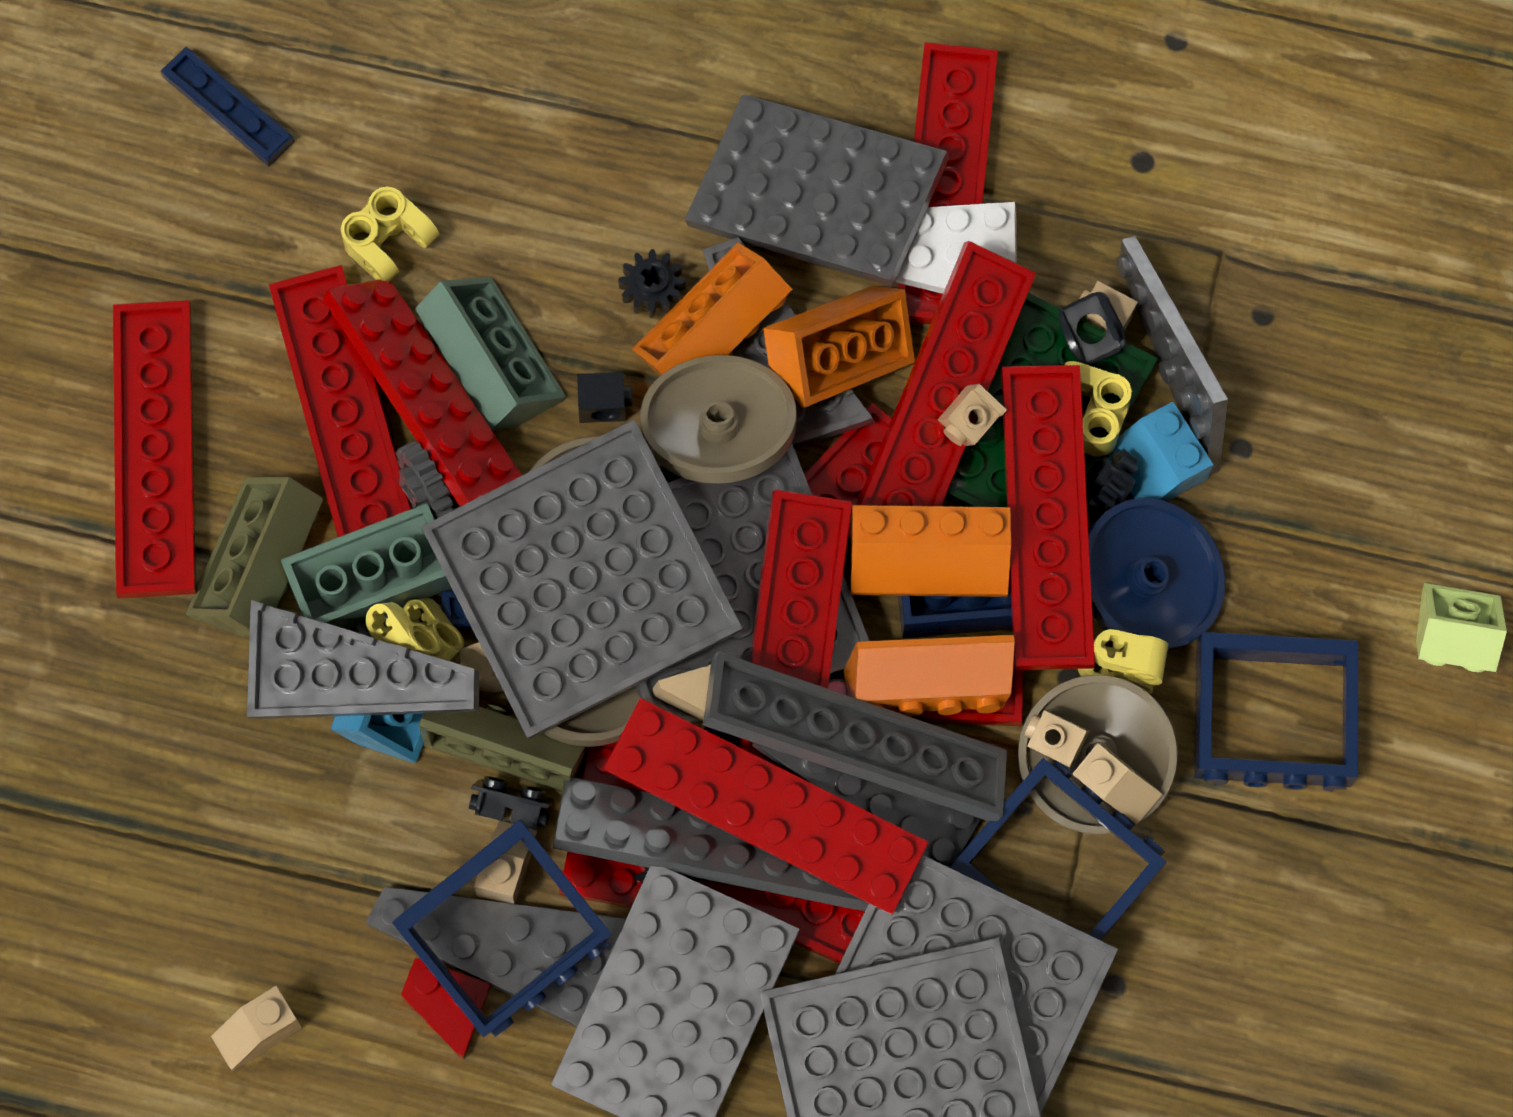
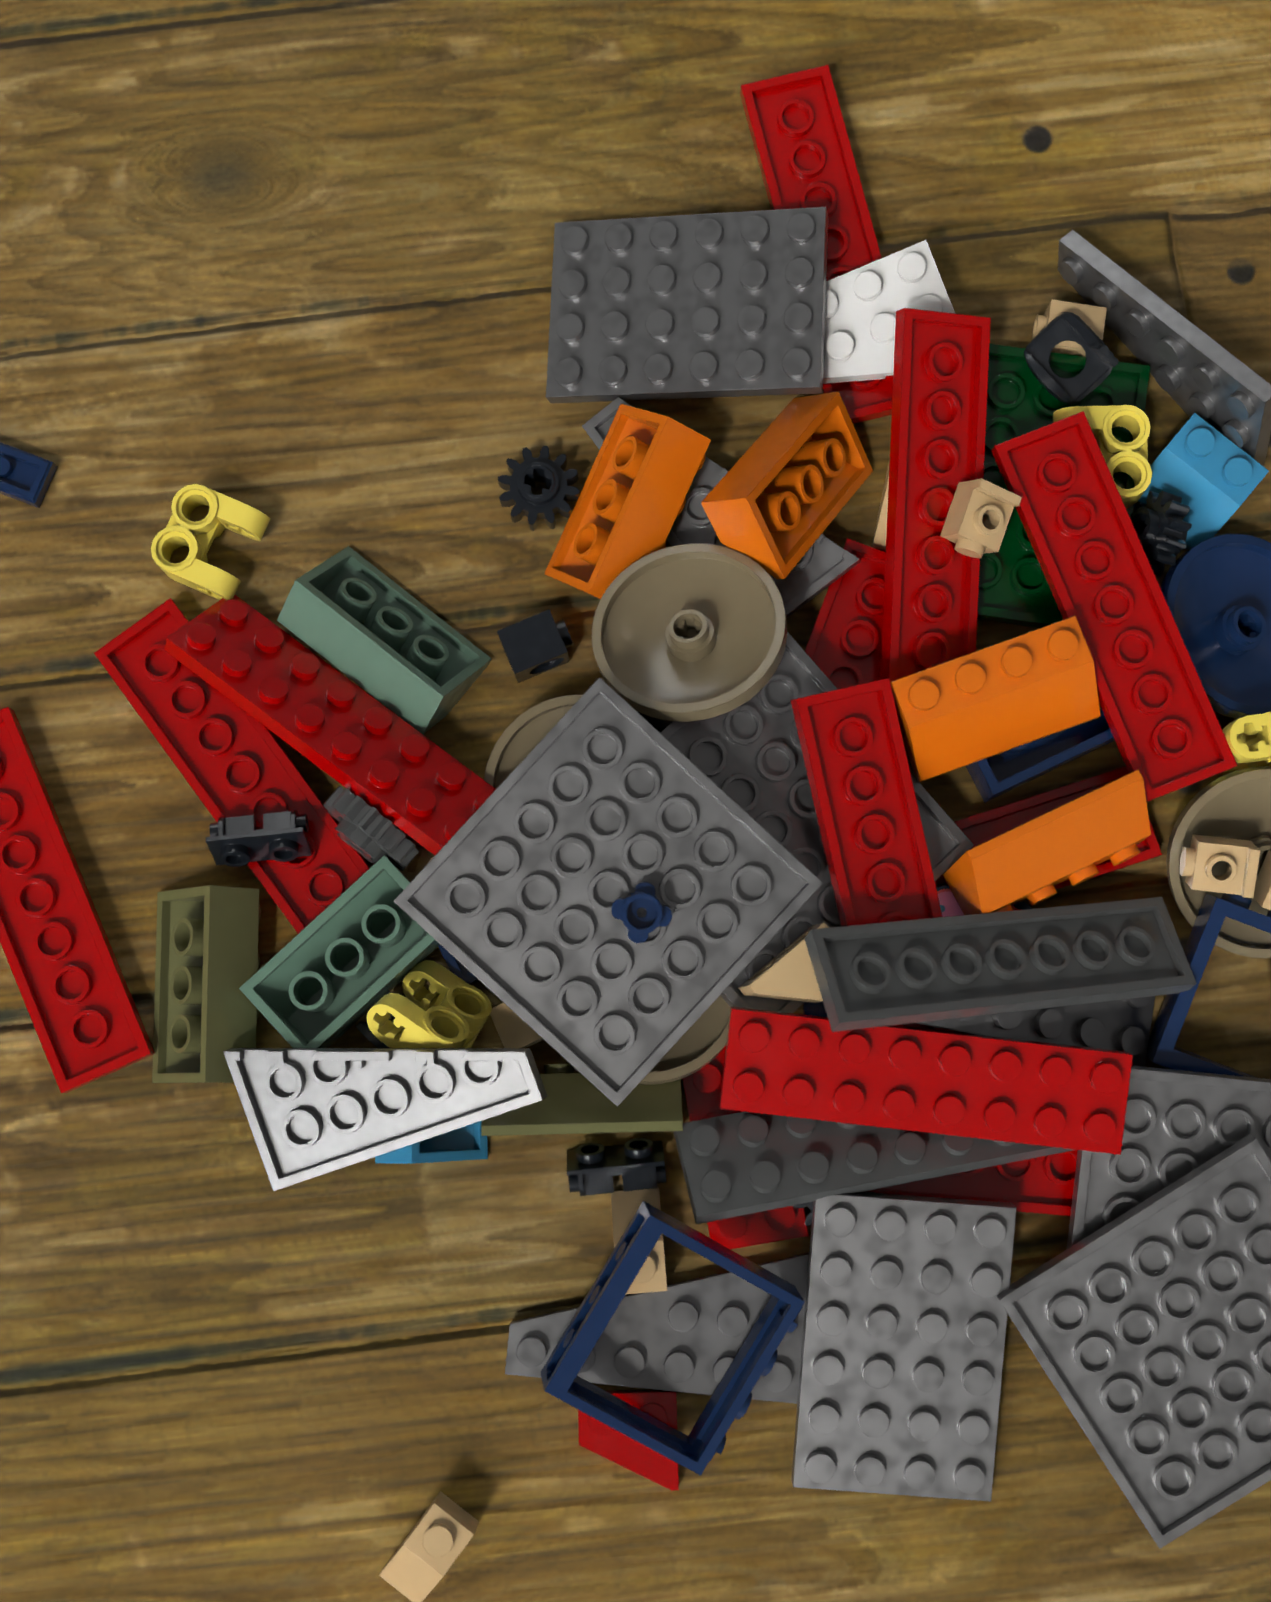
camera: 15 degrees left, 10 degrees up
(322, 458) = (237, 841): none -> black hinge
(589, 592) = (627, 909): none -> dark blue plate

